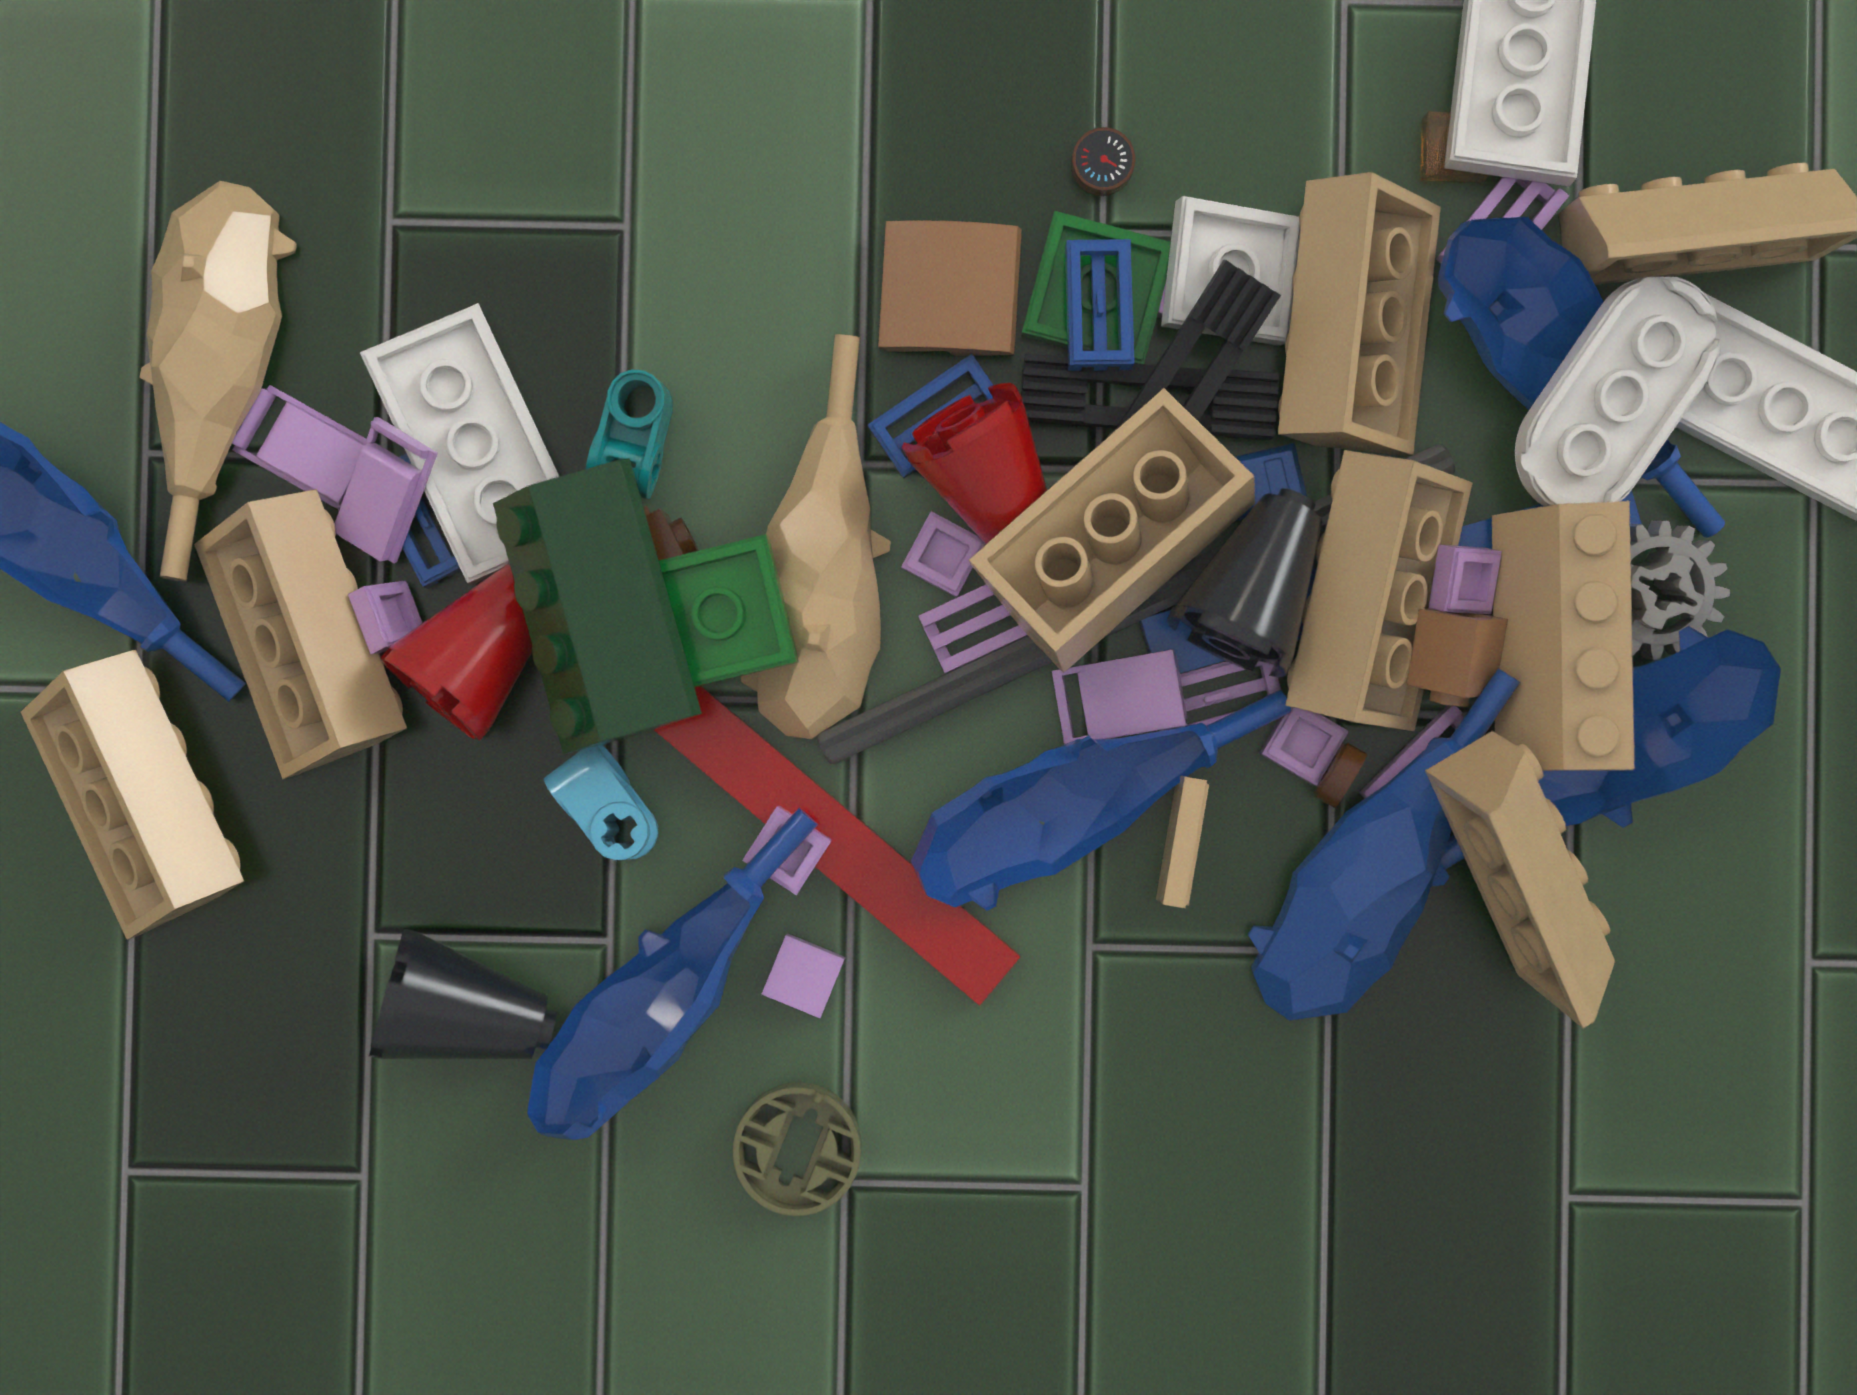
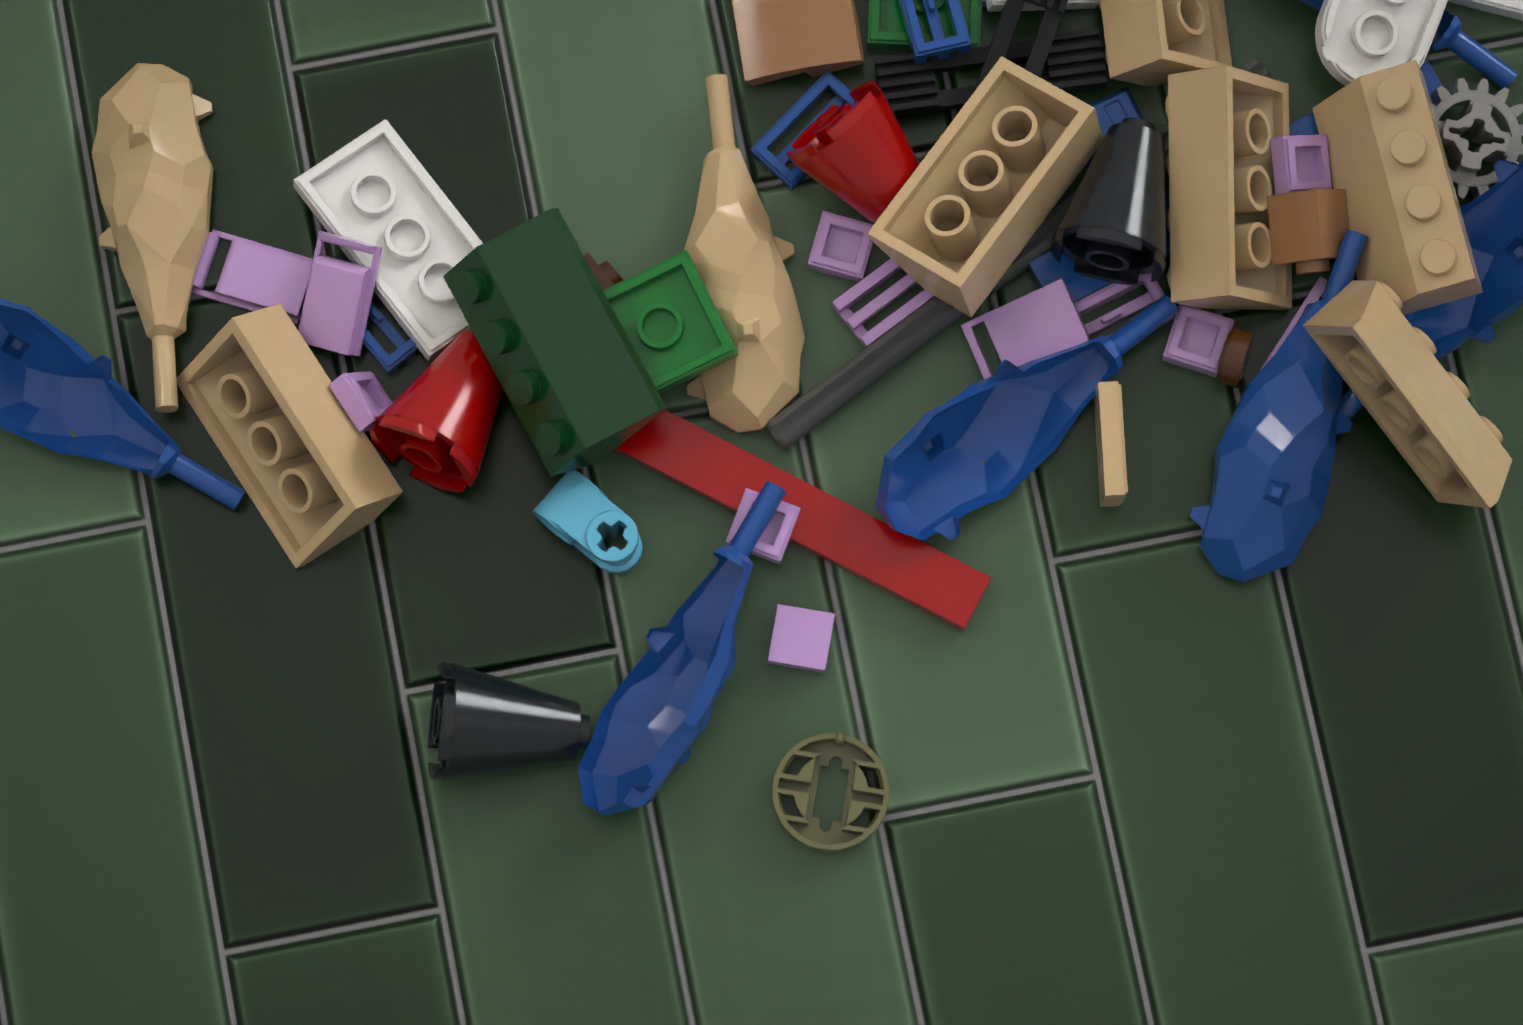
camera: 15 degrees left, 10 degrees down
(131, 792) = (165, 606): tan slope -> none
(630, 437) = (541, 196): teal piece -> none

